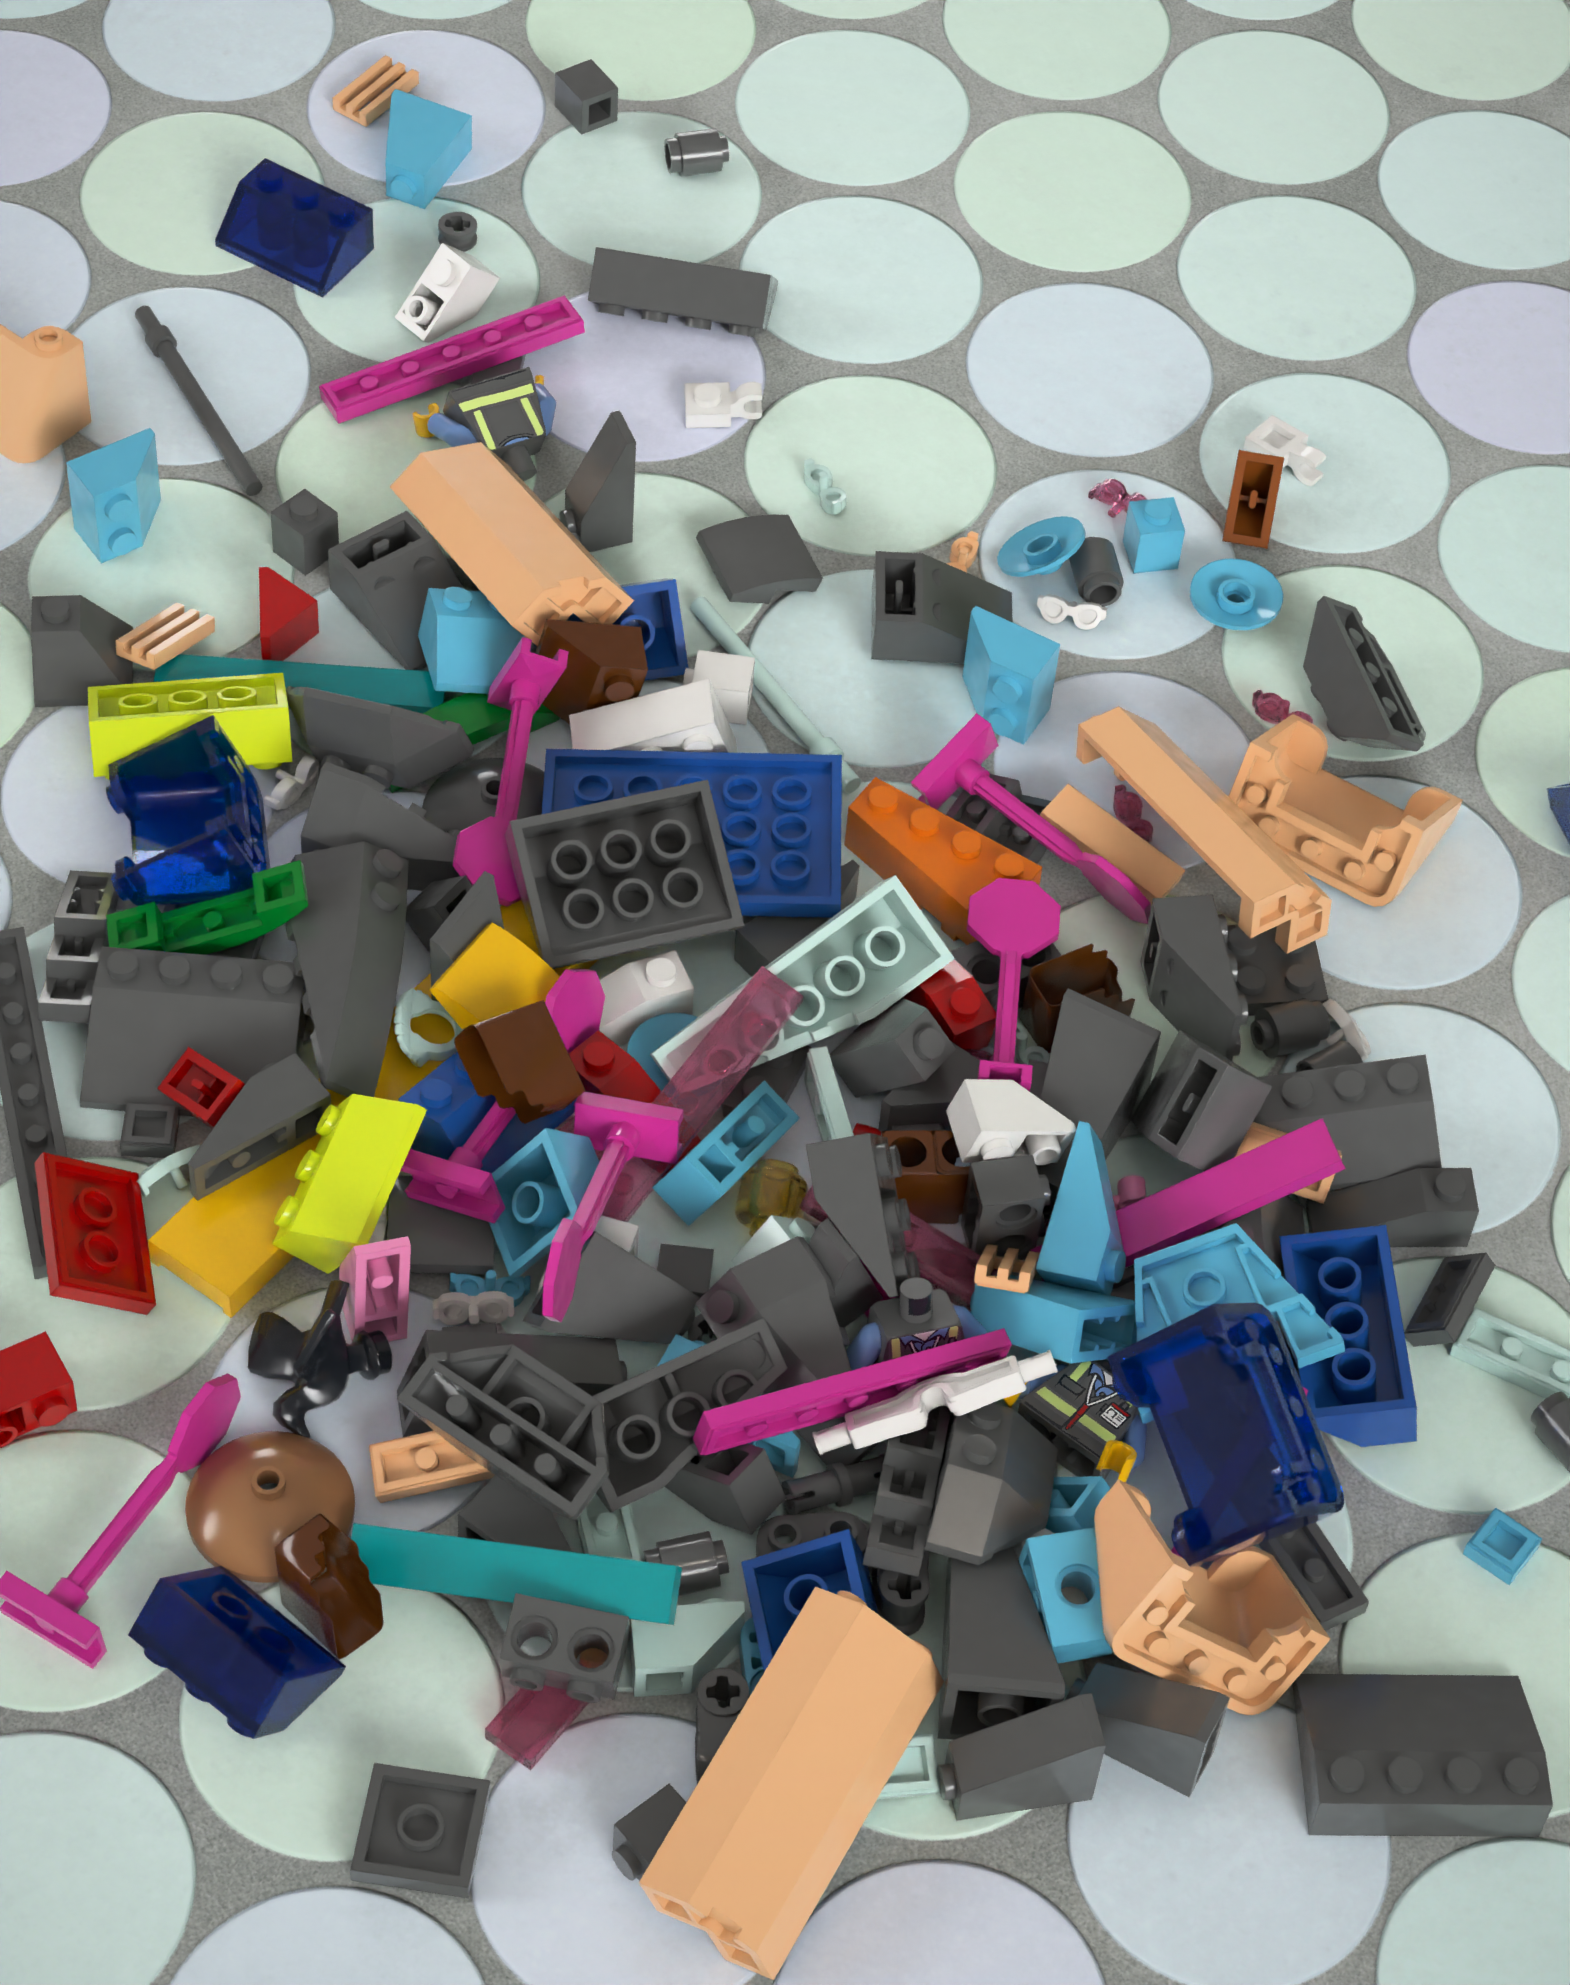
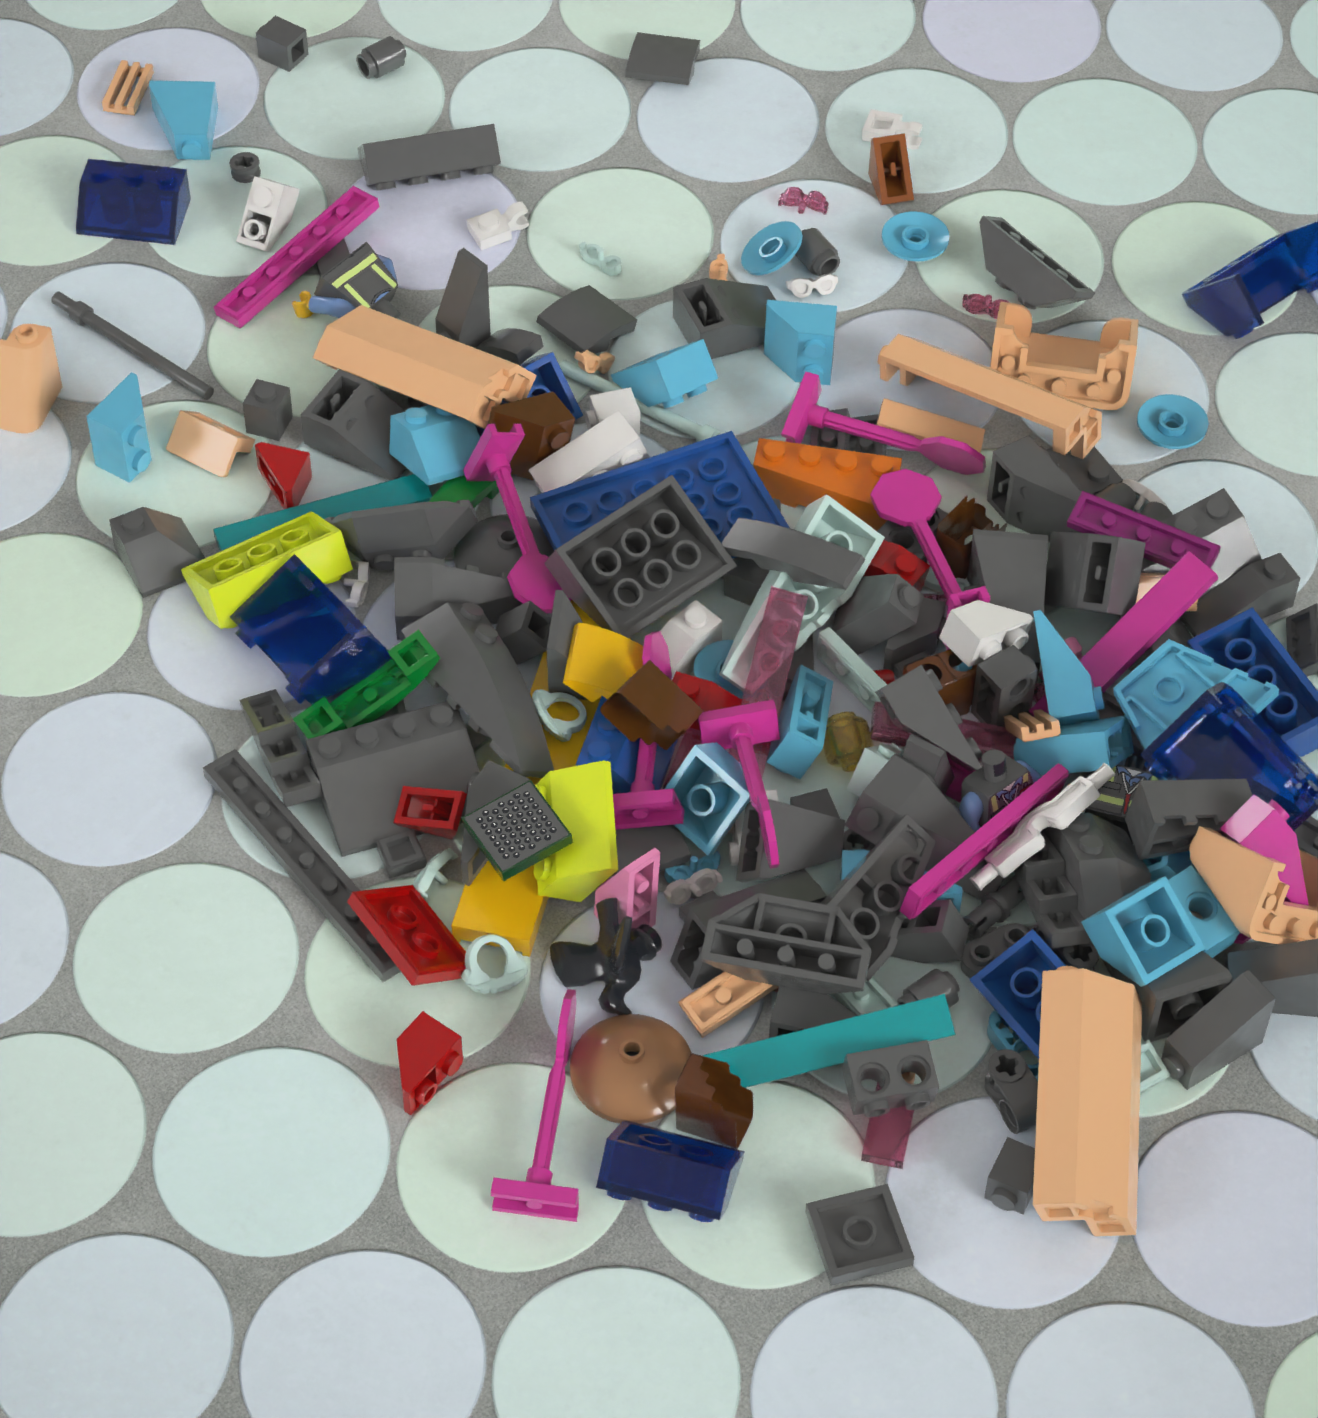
camera: 20 degrees left, 0 degrees up
(146, 1324) = (514, 969): none -> light aqua piece
(164, 636) = (205, 516): light nougat tile -> none
(214, 545) = (207, 442): none -> light nougat panel
(268, 1151) = (517, 830): none -> tile
(641, 556) = (512, 344): none -> dark grey slope
(678, 1655) = (959, 1055): light aqua slope -> none
(729, 610) = (591, 363): none -> light nougat piece
(811, 934) = (794, 552): none -> dark grey slope
(815, 660) = (669, 375): none -> medium azure slope
(981, 1592) = (1144, 932): none -> medium azure slope
(1046, 266) = (662, 58): none -> dark grey slope
(1101, 1443) = (1169, 812): none -> dark grey wedge
(1128, 810) = (924, 401): clear pink piece -> none
(1153, 535) = (840, 215): medium azure brick -> none
(1201, 1526) = (1265, 831): none -> dark pink slope
(1297, 1086) = (1163, 542): none -> magenta tile
(1436, 947) = (1172, 421): none -> medium azure dish

